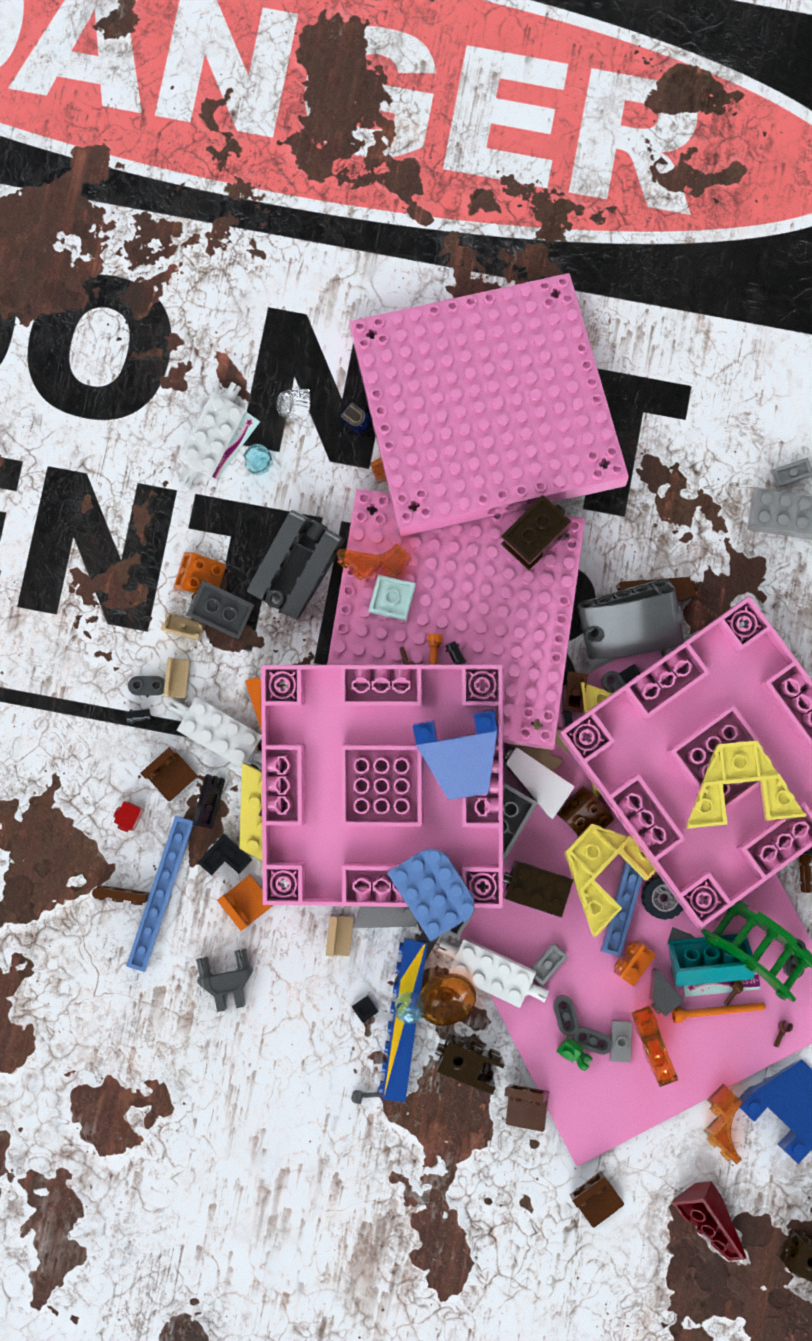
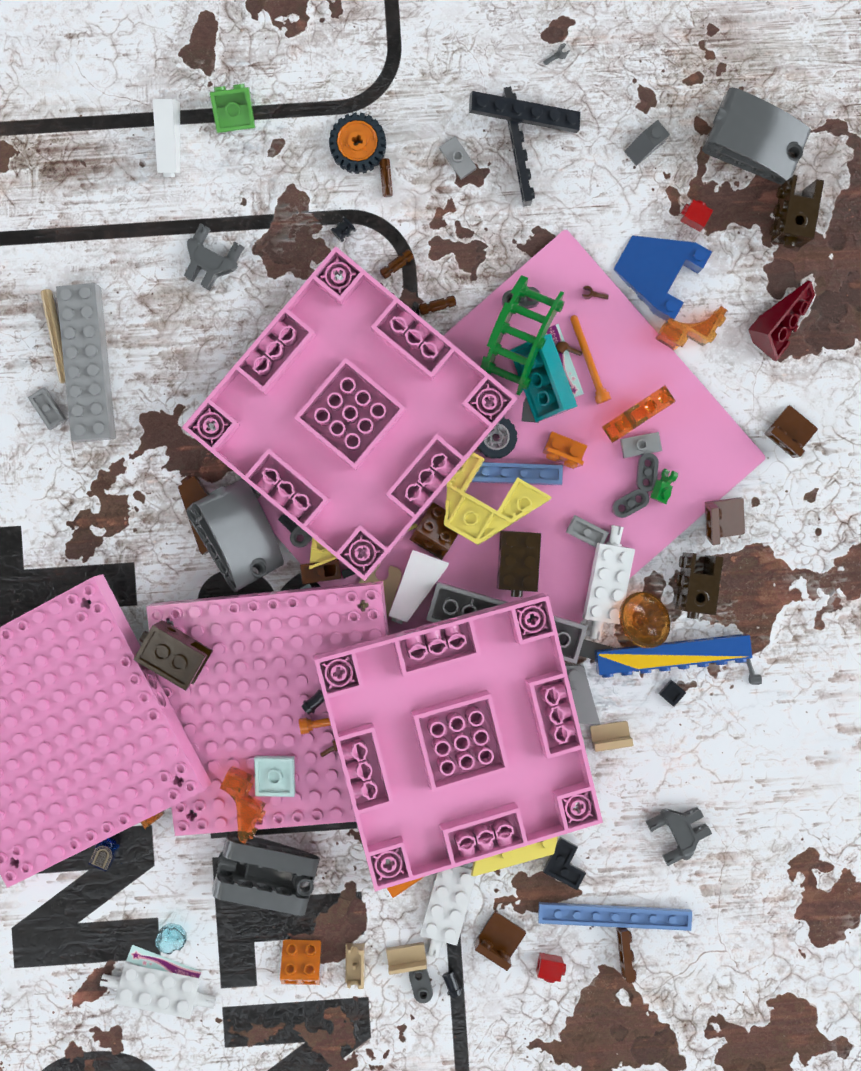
camera: 100 degrees left, 5 degrees up
(208, 801) = (516, 894): black hinge -> none
(220, 609) = (329, 935): dark grey plate -> none
(244, 902) = (605, 837): orange bracket -> none
(294, 405) = (106, 917): clear hair -> none
(409, 1007) = (662, 655): clear light blue hair -> none
(433, 891) = (549, 666): medium blue plate -> none
(463, 762) = (420, 673): wedge -> none
(663, 994) = (587, 416): dark grey slope -> none
(739, 764) = (350, 399): light yellow wing -> none

